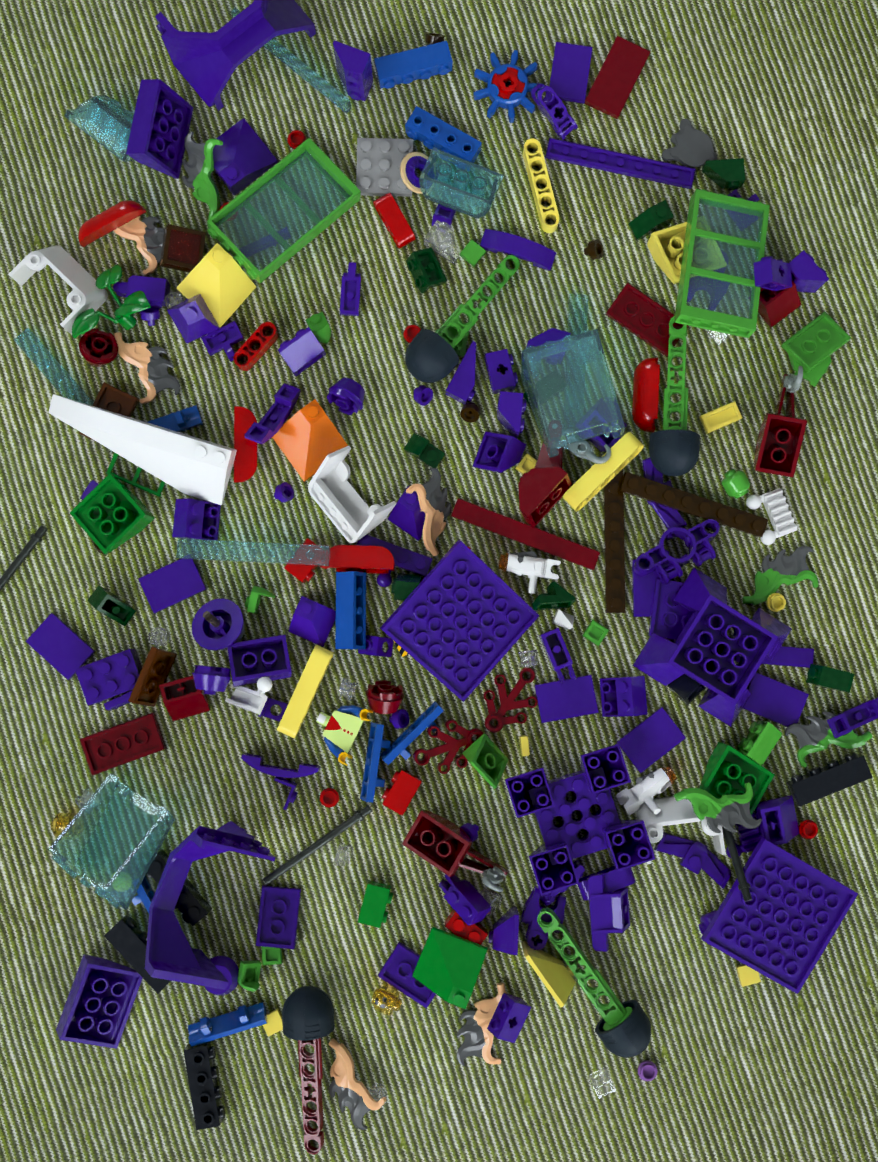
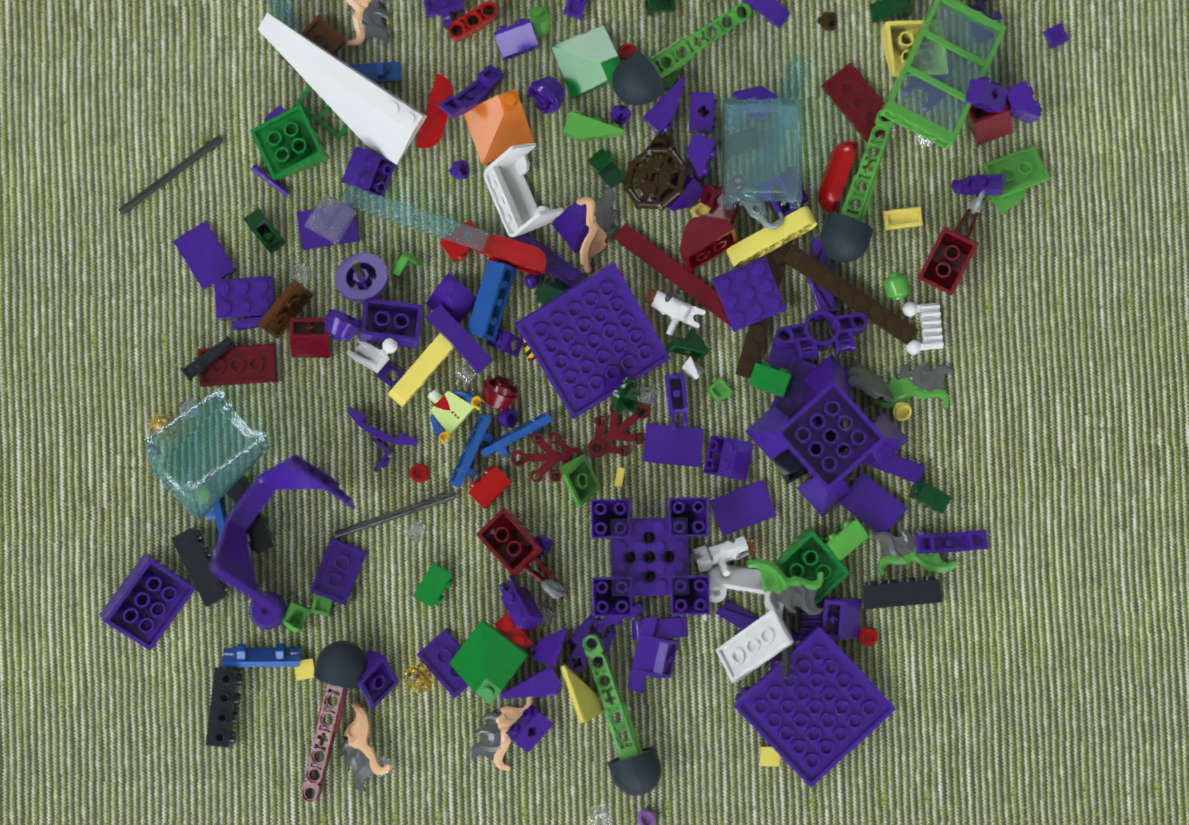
camera: 20 degrees right, 0 degrees up
(85, 754) = (200, 363): none -> black pin
(109, 557) = (275, 184): none -> dark purple piece
(172, 576) = (330, 219): none -> clear slope
(330, 656) = (459, 338): none -> dark purple tile
(346, 1014) = (377, 678): none -> dark purple slope
(376, 353) = (586, 61): none -> slope
(392, 418) = (587, 129): none -> bright green slope
(465, 444) = (648, 171): none -> dark brown plate
(502, 976) = (538, 685): none -> dark purple slope
(508, 667) = (625, 396): none -> dark green plate
(532, 447) = (710, 194): none -> dark red bracket
(597, 532) = (749, 294): none -> dark purple plate
(644, 609) = (771, 380): none -> green brick
(705, 874) = (754, 645): none -> white tile
(737, 584) = (868, 382): none -> dark grey tile
(787, 364) = (976, 183): none -> dark purple hinge
(813, 203) = (1055, 36): none -> dark purple tile

